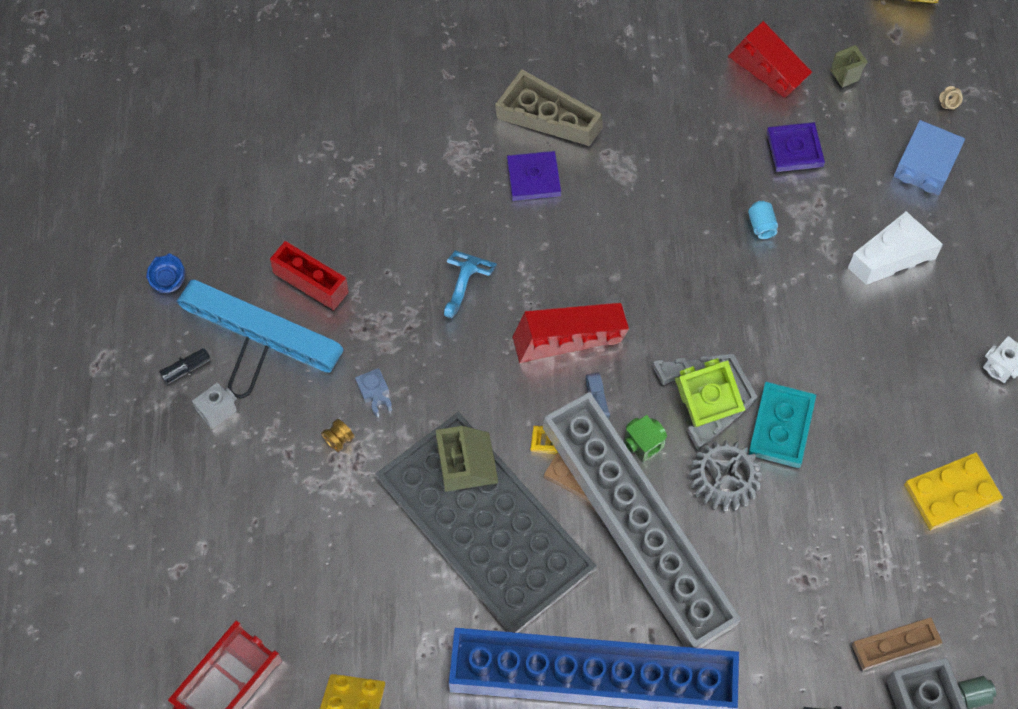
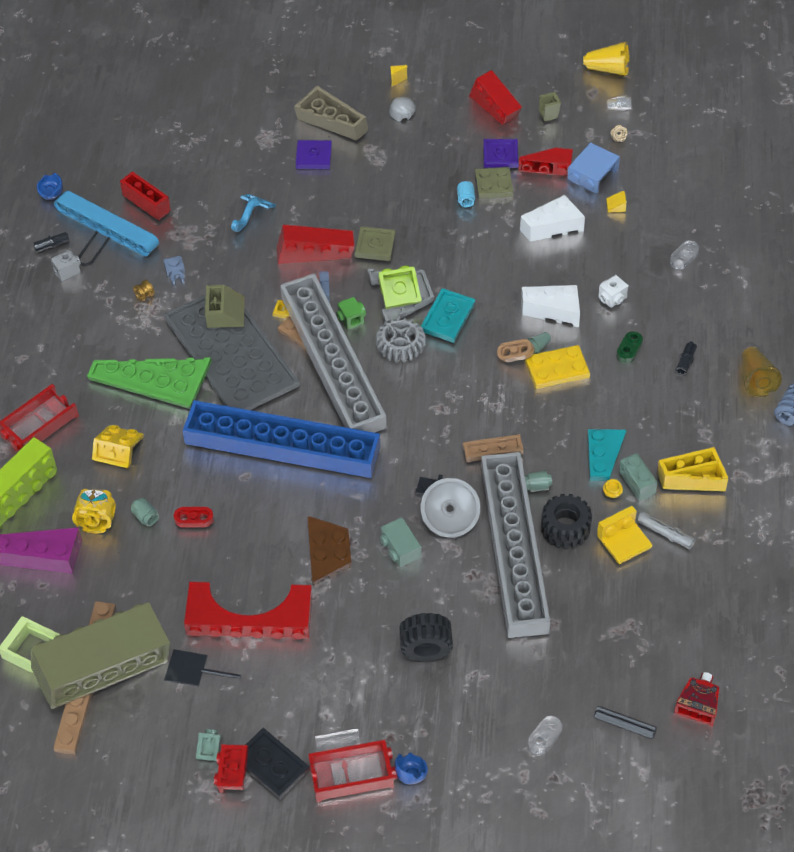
camera: 10 degrees right, 10 degrees down
(397, 587) = (159, 379): none -> bright green wing
(625, 33) = (398, 74): none -> yellow slope
(642, 88) = (402, 108): none -> light grey hair
(653, 316) = (375, 243): none -> olive plate
(795, 195) = (494, 183): none -> olive plate
(871, 153) = (549, 161): none -> red slope
(894, 475) = (516, 350): none -> medium nougat plate
(918, 457) = (539, 341): none -> sand green cone
(927, 388) = (552, 302): none -> white wedge
(940, 49) = (620, 103): none -> clear cone
(973, 209) = (616, 202): none -> yellow slope

